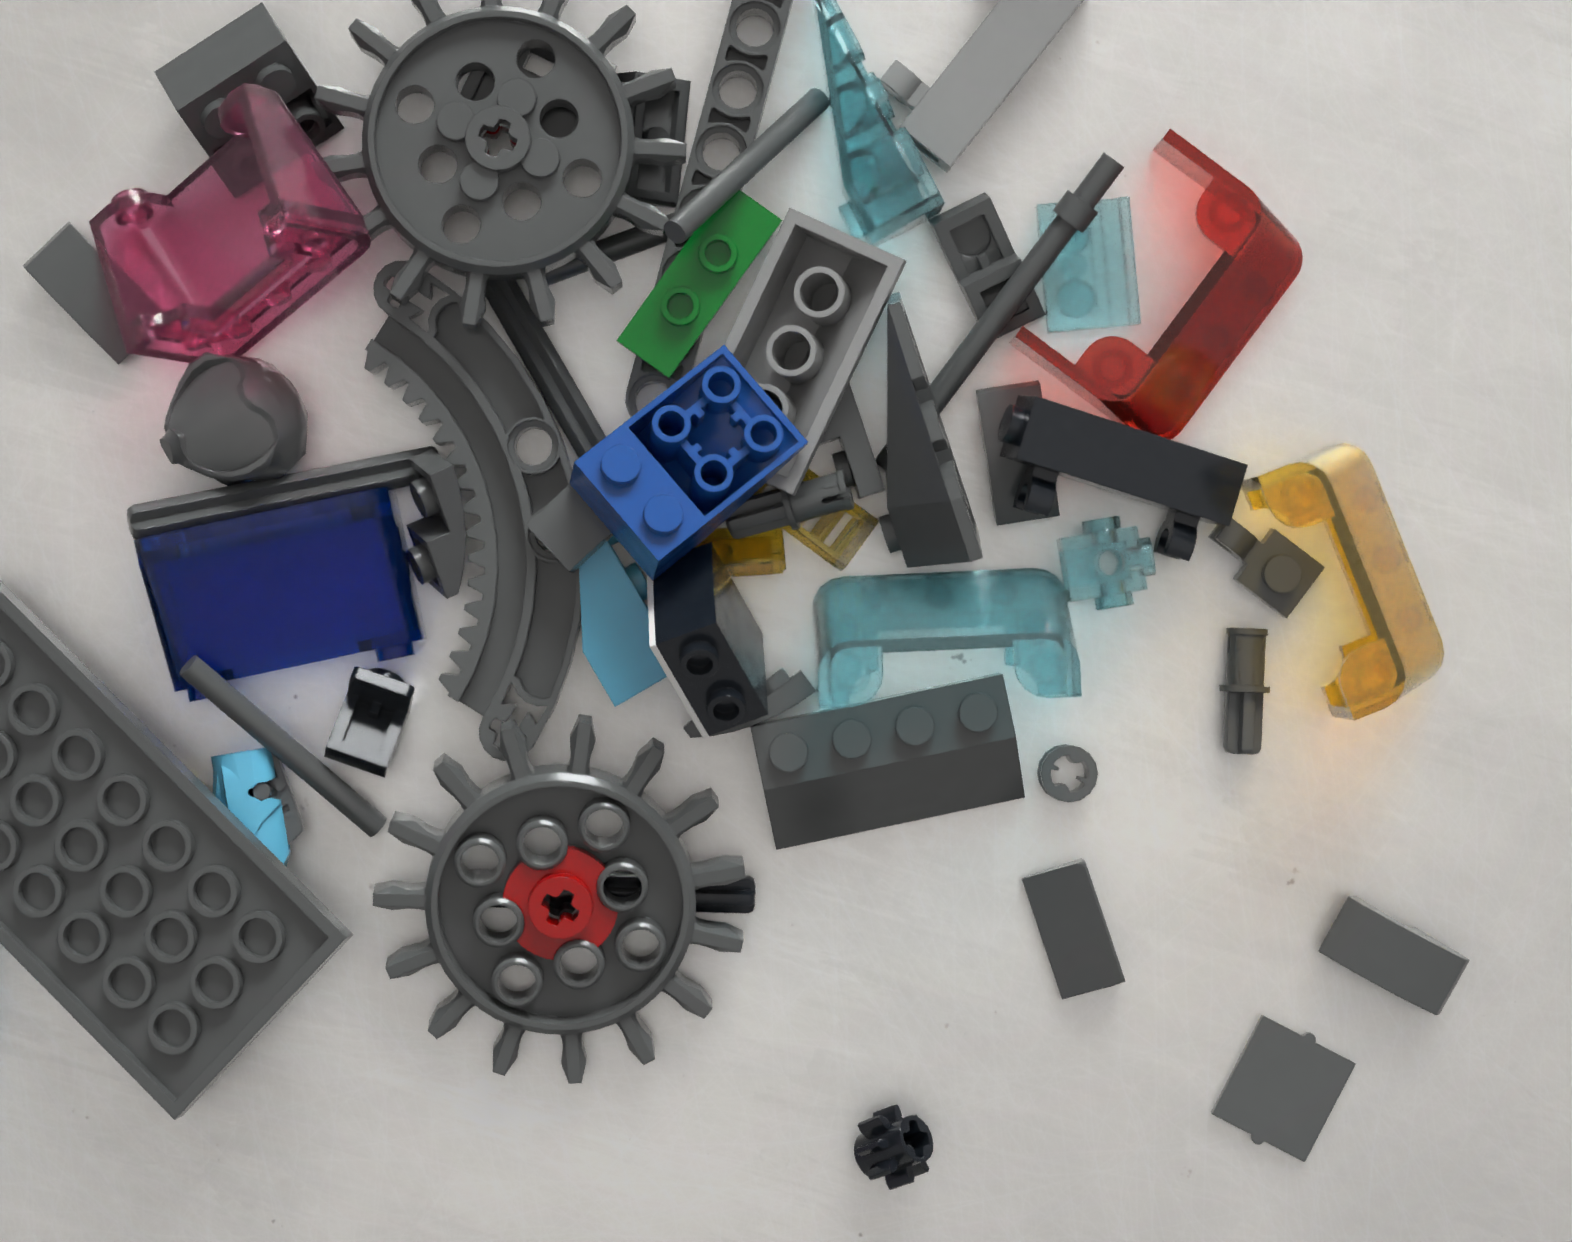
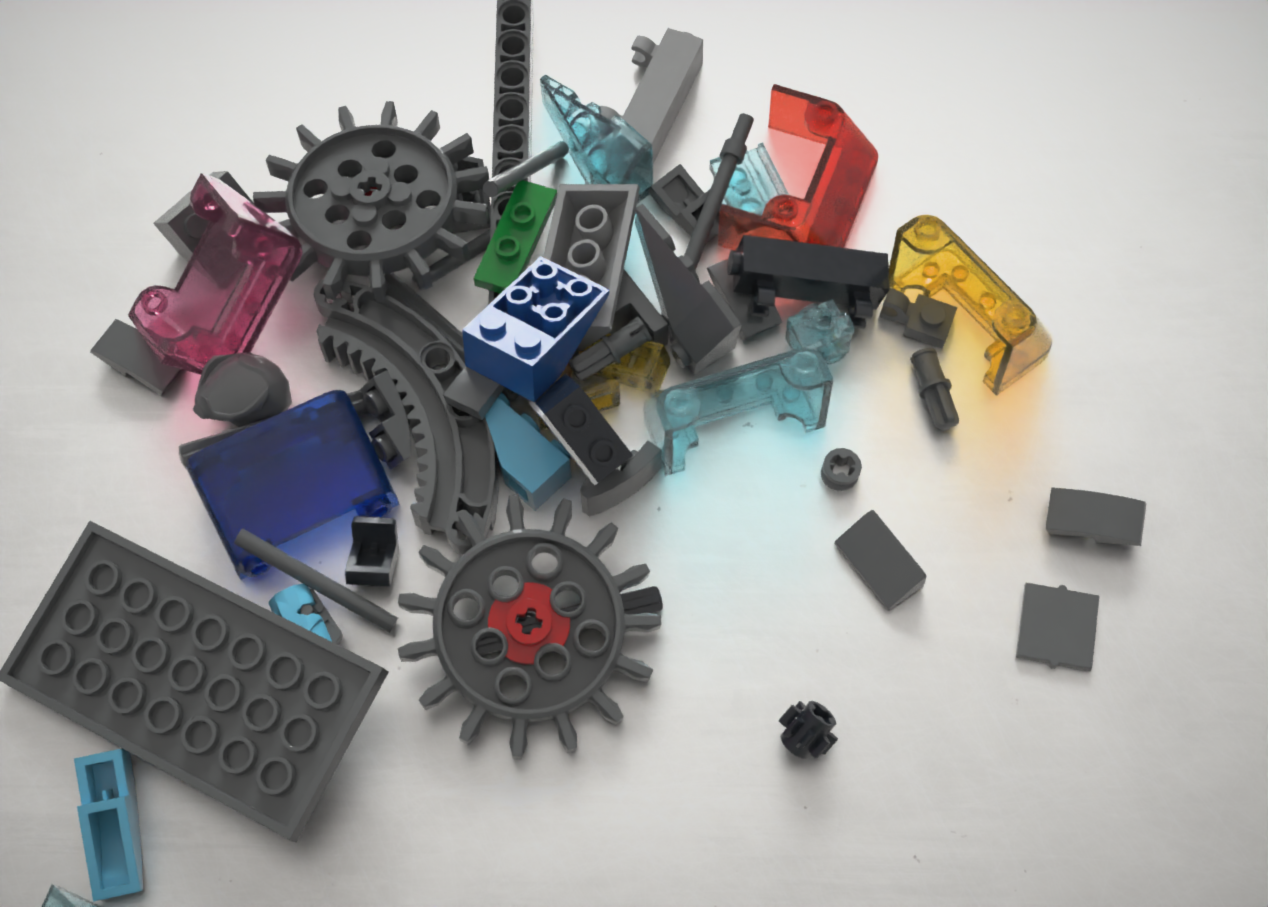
camera: 15 degrees left, 25 degrees down
(888, 761) = (721, 486): dark grey slope -> none

